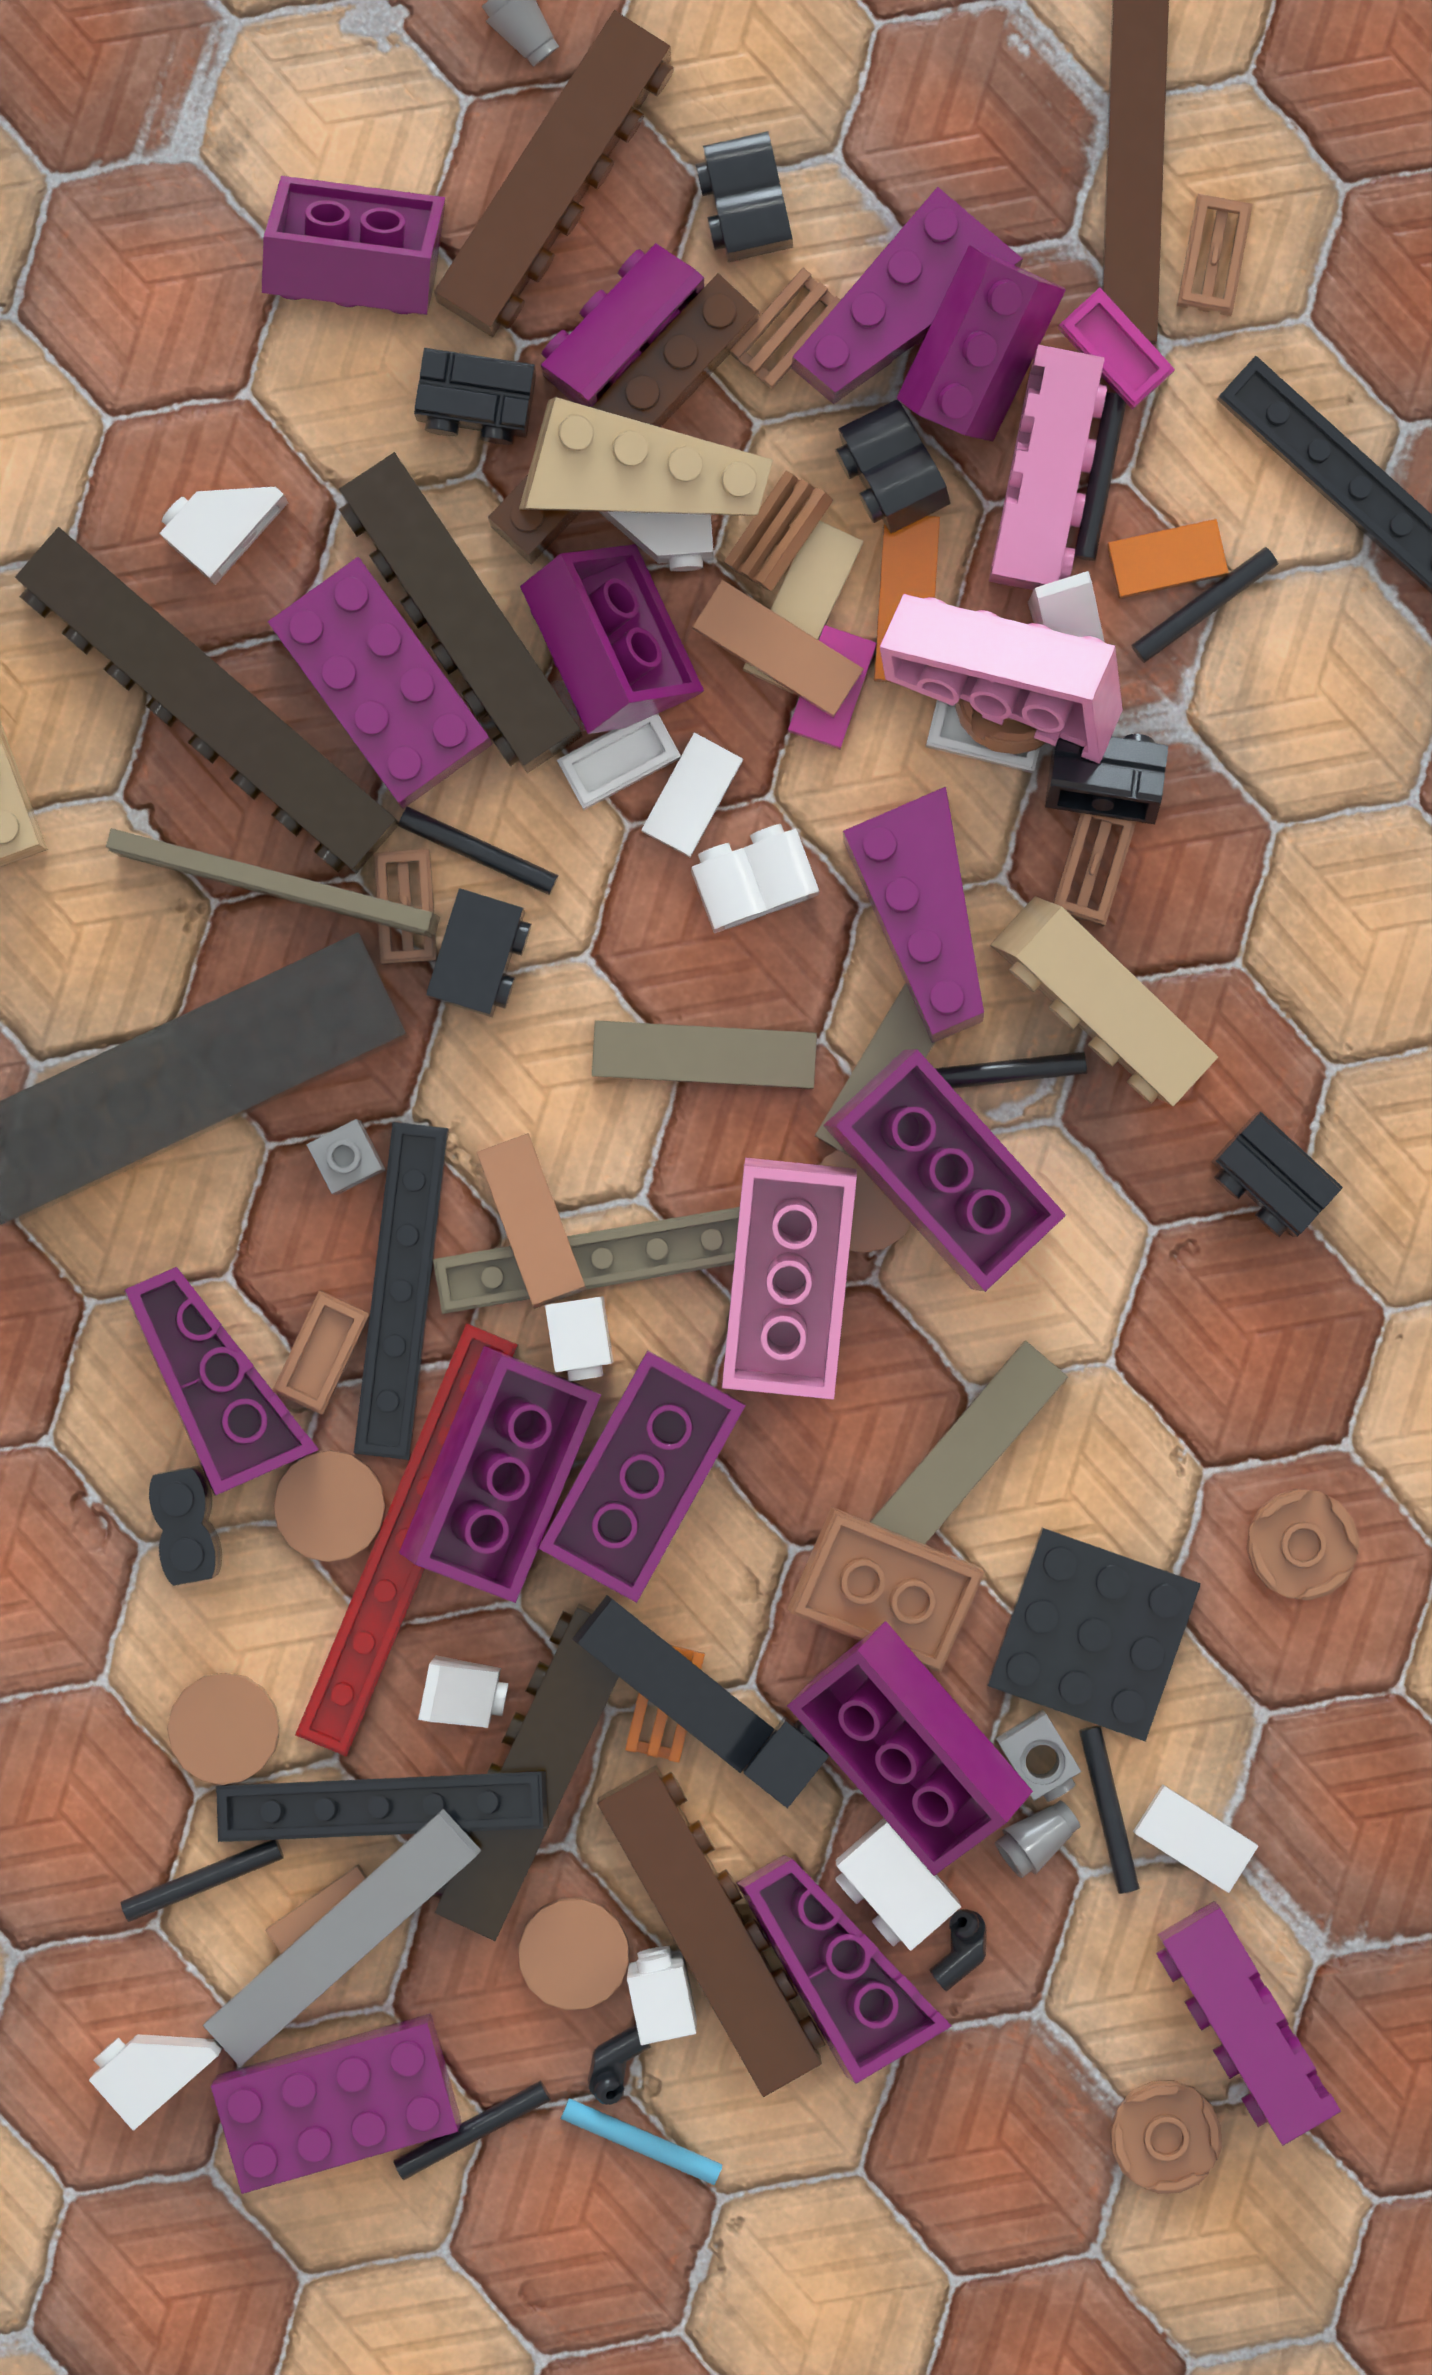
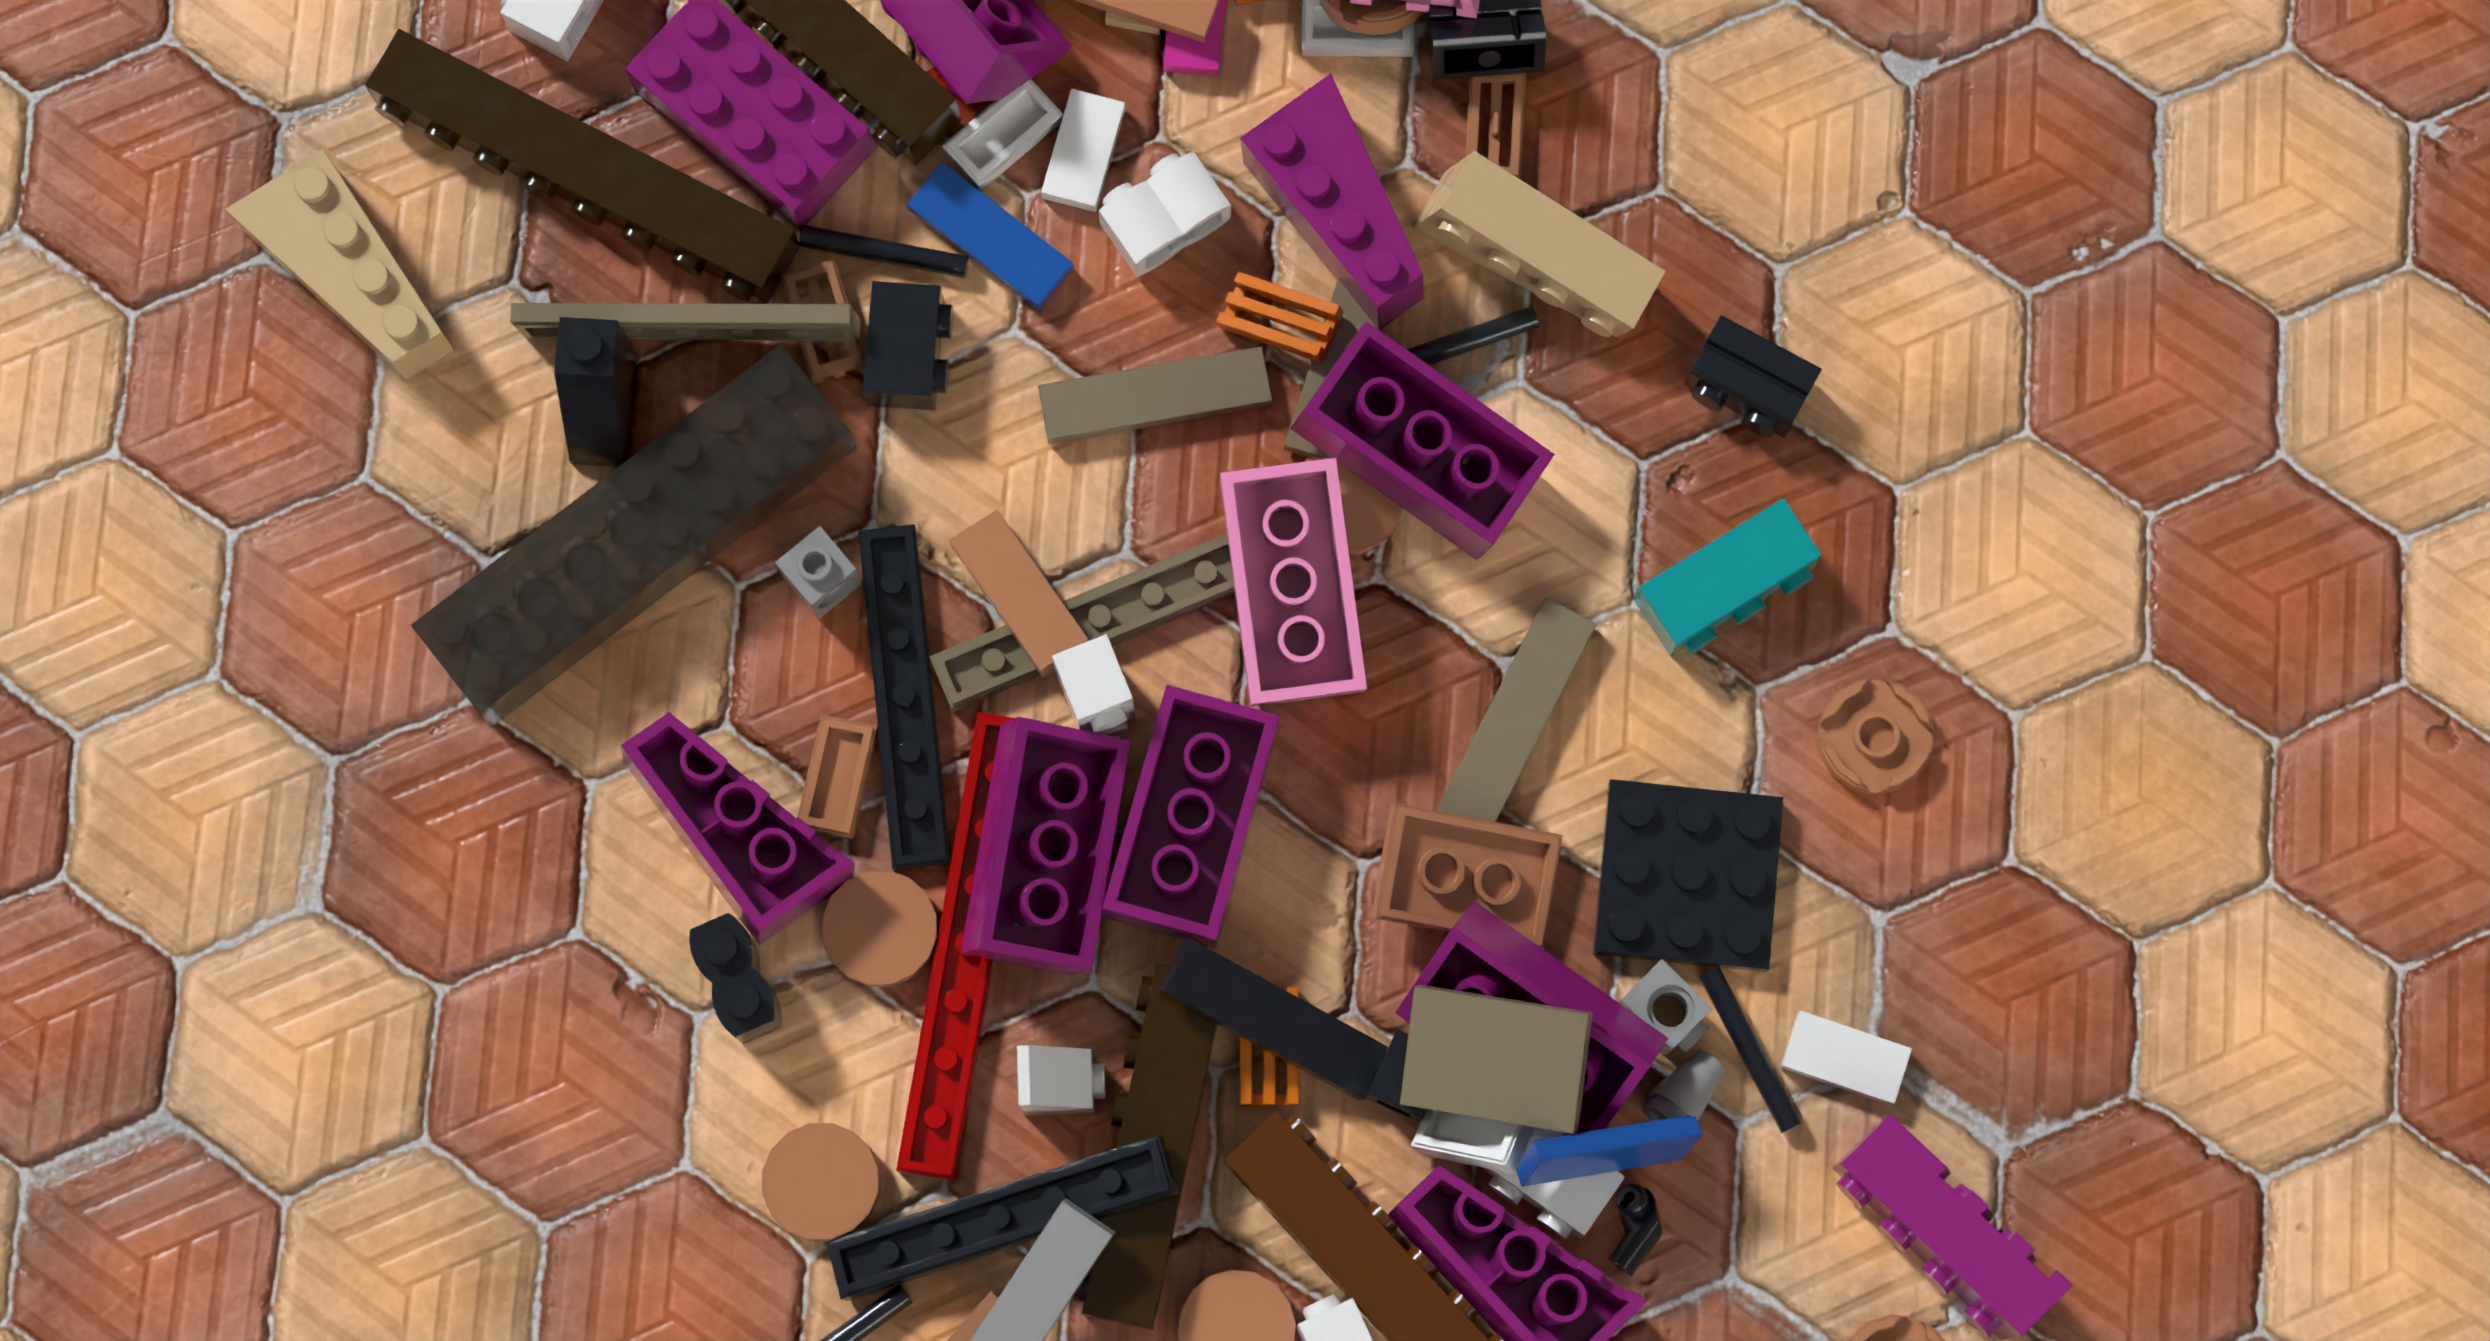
camera: 15 degrees left, 10 degrees down
(172, 936) = (595, 389): none -> black slope
(582, 859) = (990, 236): none -> blue tile
(803, 982) = (1238, 301): none -> orange tile
(833, 1833) = (1472, 1140): none -> white tile
(867, 1778) = (1496, 1058): none -> dark tan tile
(950, 1883) = (1608, 1150): none -> blue tile
(1203, 1366) = (1728, 579): none -> teal brick

